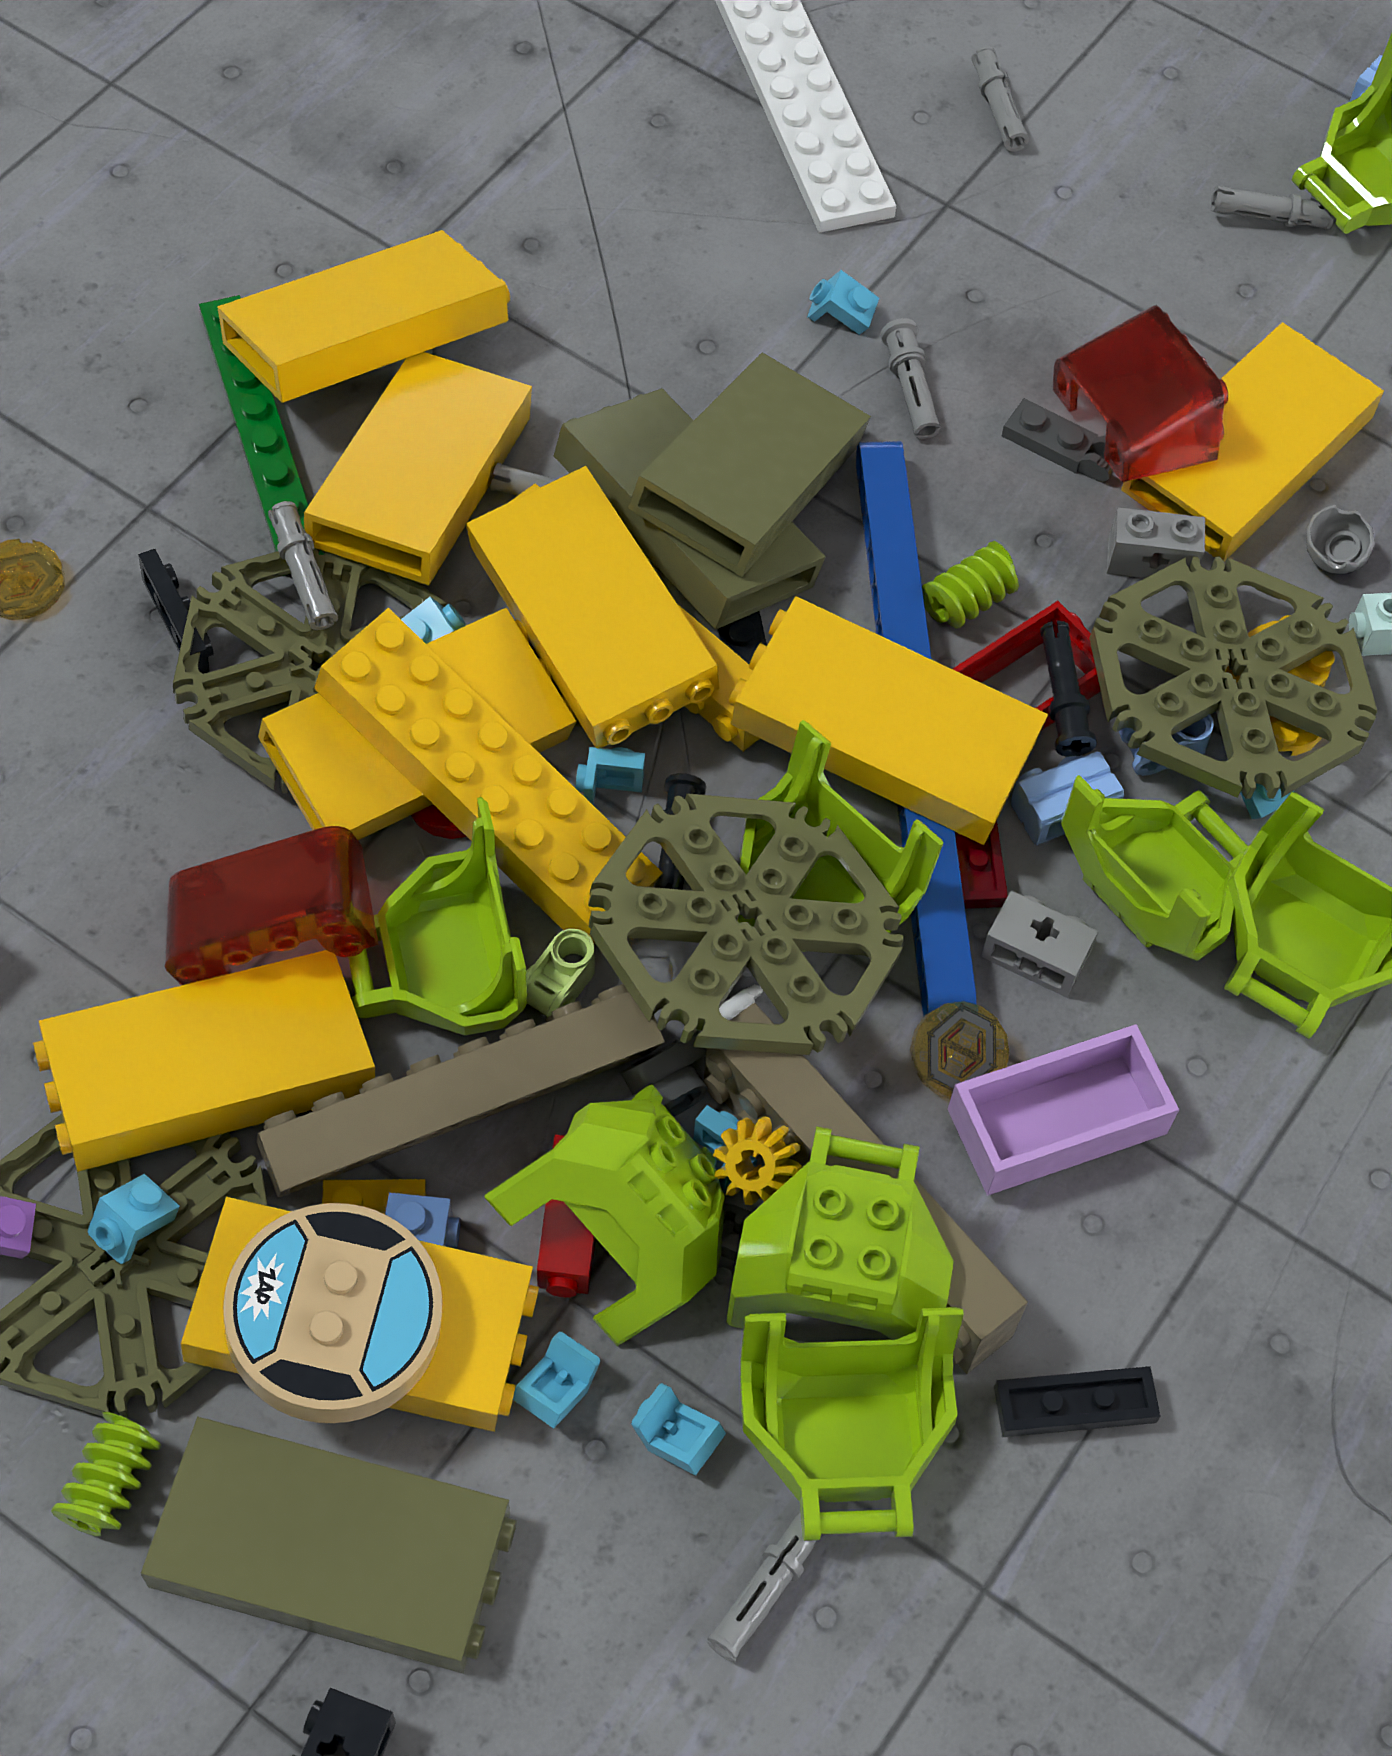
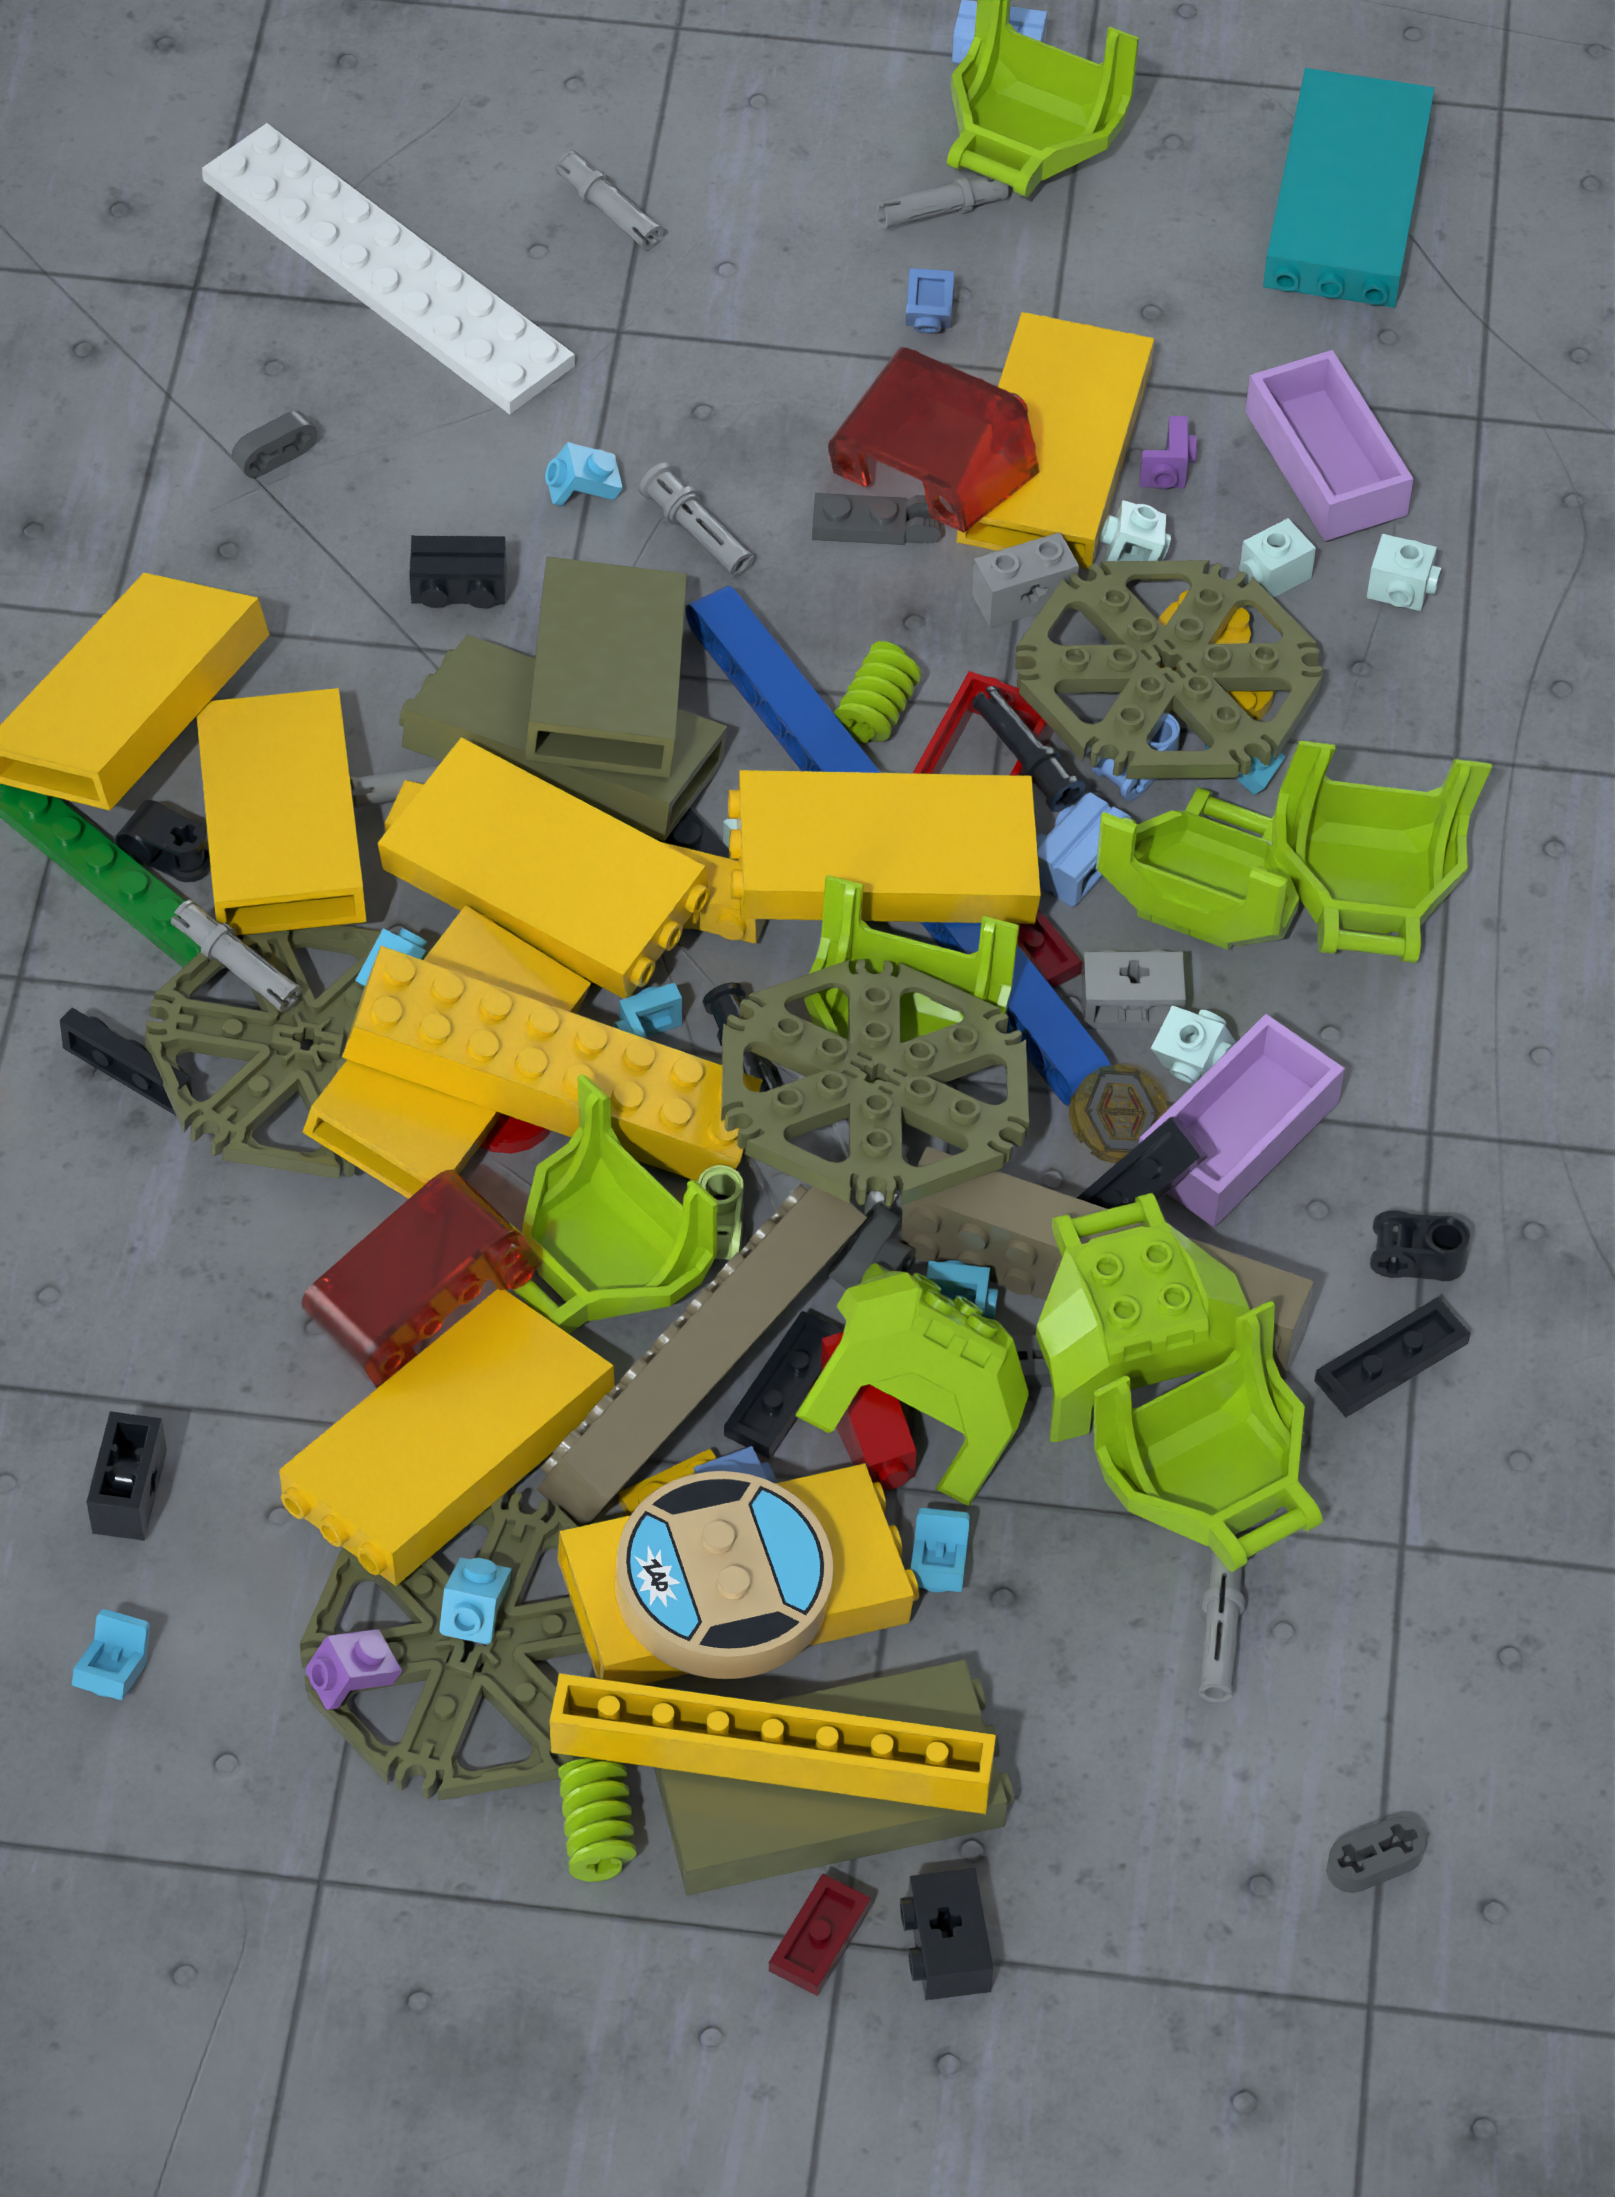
camera: 25 degrees left, 5 degrees down
(228, 1694) = (819, 1934): none -> dark red plate
(278, 1500) = (772, 1743): none -> yellow brick
(318, 443) = (166, 842): none -> black piece
(509, 1153) = (780, 1387): none -> black plate
(614, 176) = (274, 444): none -> dark grey beam
(676, 1430) = (1069, 1543): medium azure bracket -> none
(693, 335) = (458, 570): none -> black brick
(755, 1141) = (994, 1277): yellow gear -> none
(937, 1119) = (1149, 1167): none -> black plate
(1060, 1017) = (1191, 1043): none -> light aqua brick
(1157, 1306) = (1418, 1246): none -> black piece
(1213, 282) = (929, 299): none -> medium blue bracket
(1273, 548) = (1135, 534): none -> light aqua brick
(1339, 540) = (1191, 500): light grey hair -> none
(1354, 495) = (1169, 467): none -> medium lavender bracket

